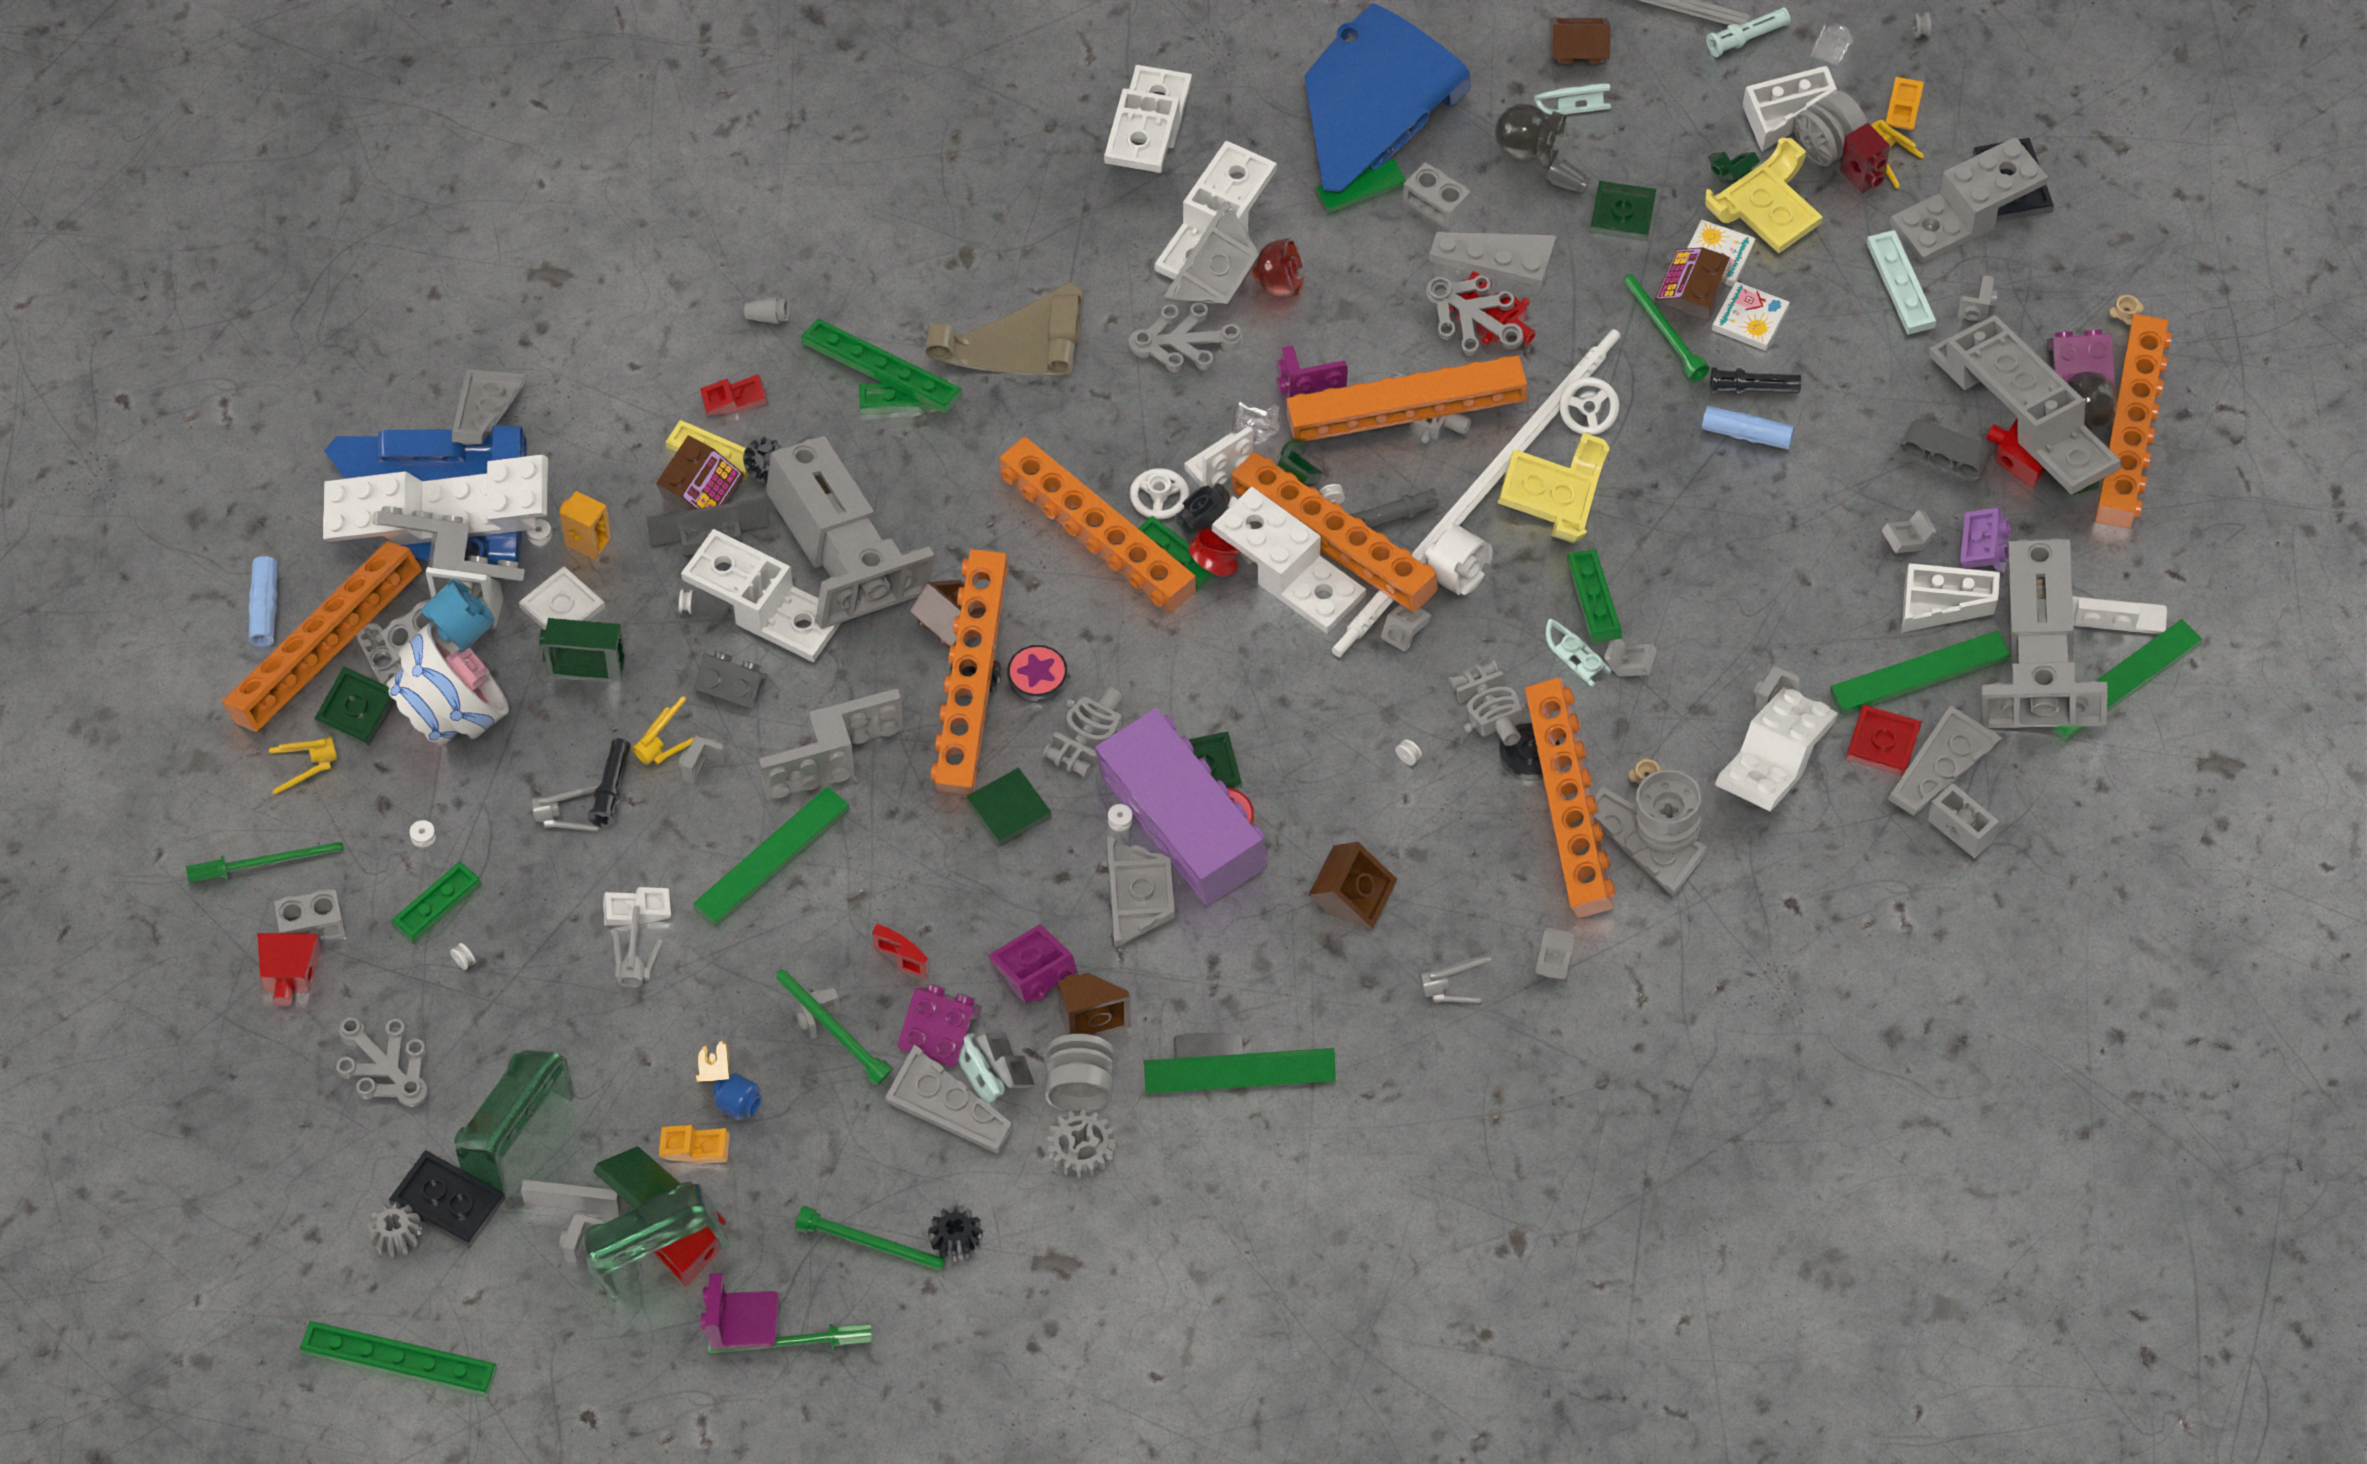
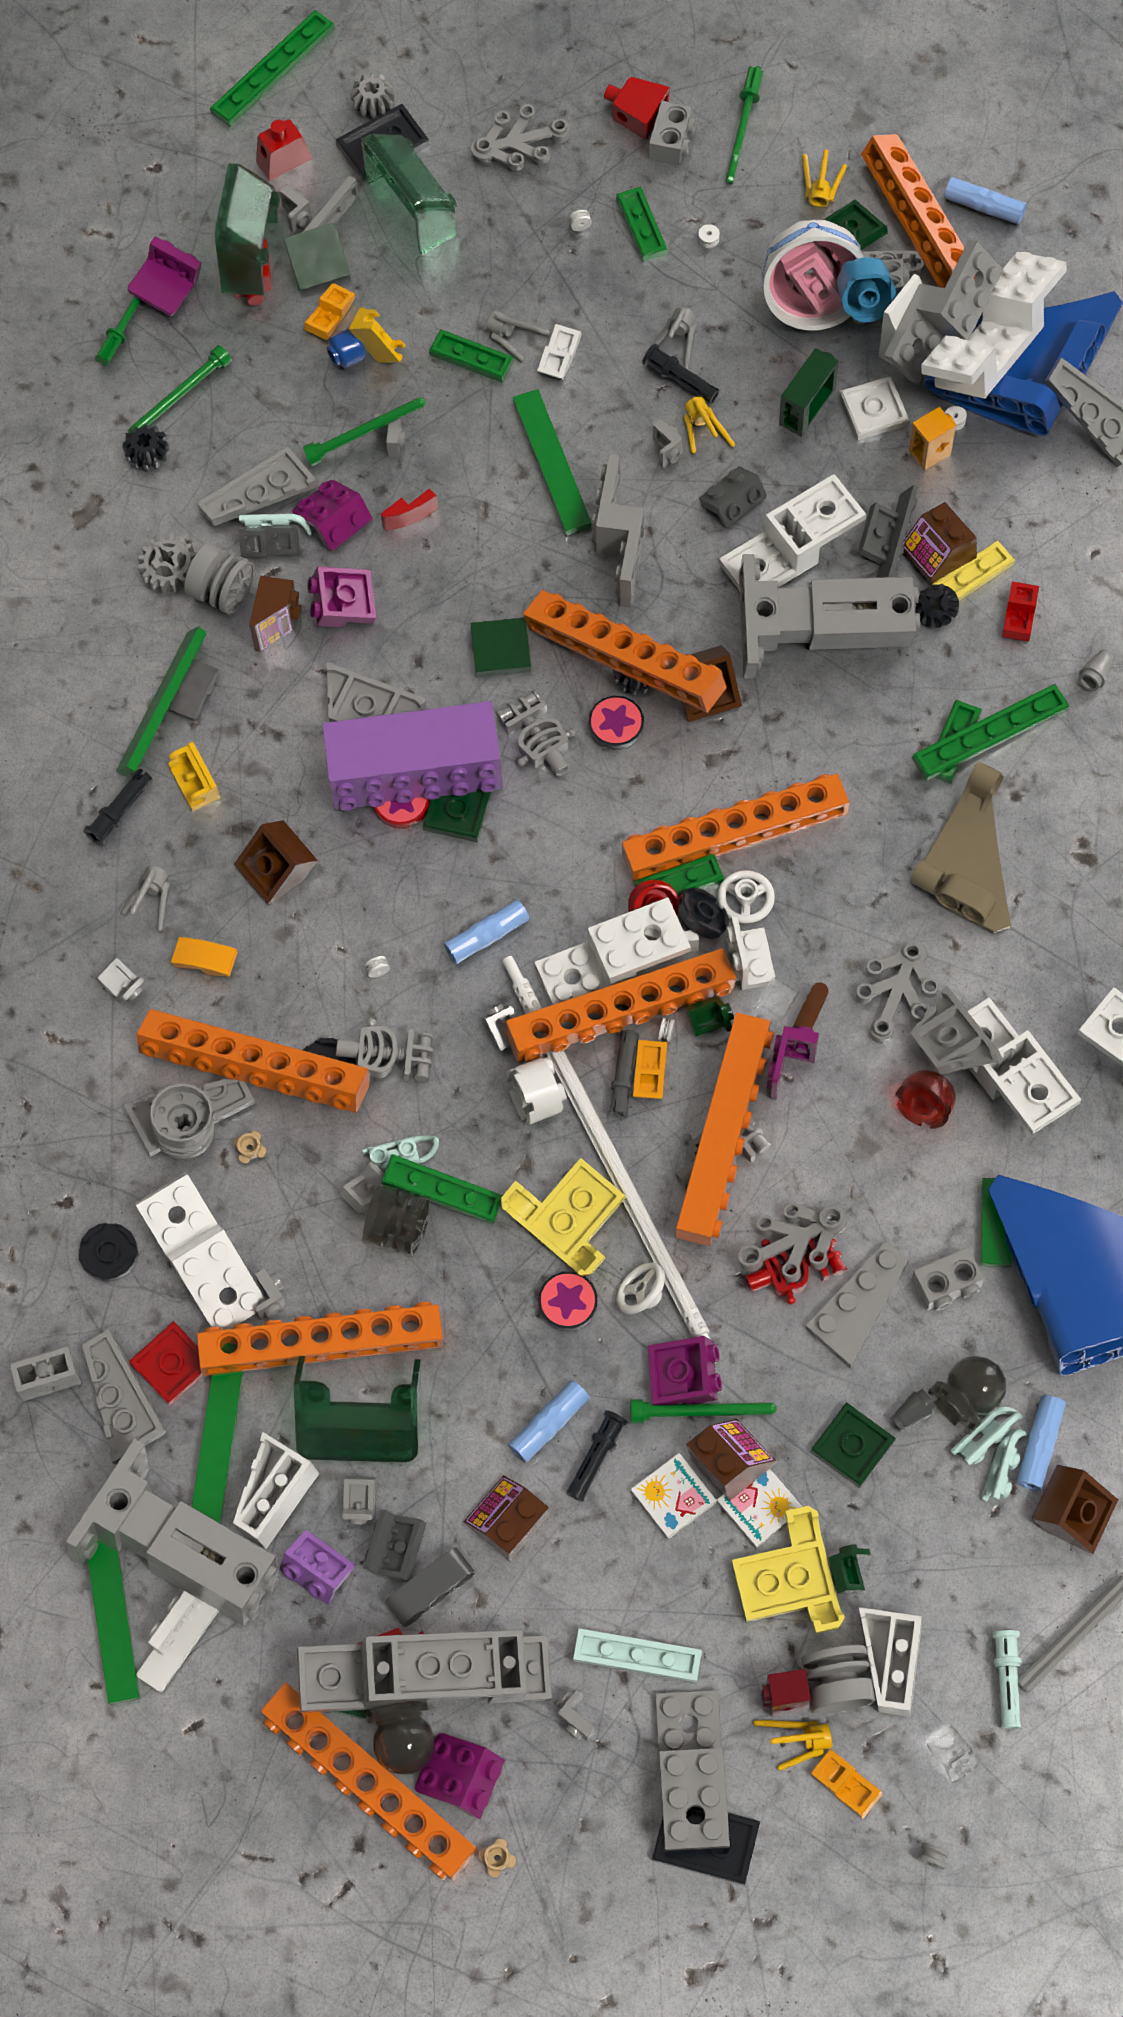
camera: 120 degrees right, 10 degrees up
(510, 1276) = (281, 149): none -> red torso
(680, 987) = (471, 355): none -> green tile
(1251, 394) = (812, 1006): none -> reddish brown bar
(1304, 1002) = (193, 777): none -> yellow hinge
(1320, 678) = (486, 931): none -> light blue axle
(1381, 490) = (650, 1069): none -> light orange slope
(1389, 1054) = (110, 816): none -> black pin
(1485, 902) = (204, 956): none -> light orange slope
(1537, 80) = (1041, 1442): none -> light blue axle
(1575, 122) = (992, 1431): none -> light aqua piece
(1631, 464) = (568, 1301): none -> tile
(1641, 346) = (684, 1371): none -> magenta plate
(1648, 608) = (401, 1221): none -> clear smoke wheel
(1740, 567) = (336, 1347): none -> orange brick
(1816, 841) = (108, 1252): none -> black tile
(1838, 556) = (356, 1428): none -> clear green windscreen
(1850, 419) = (508, 1517): none -> reddish brown slope
(1929, 487) = (394, 1546): none -> dark grey bracket

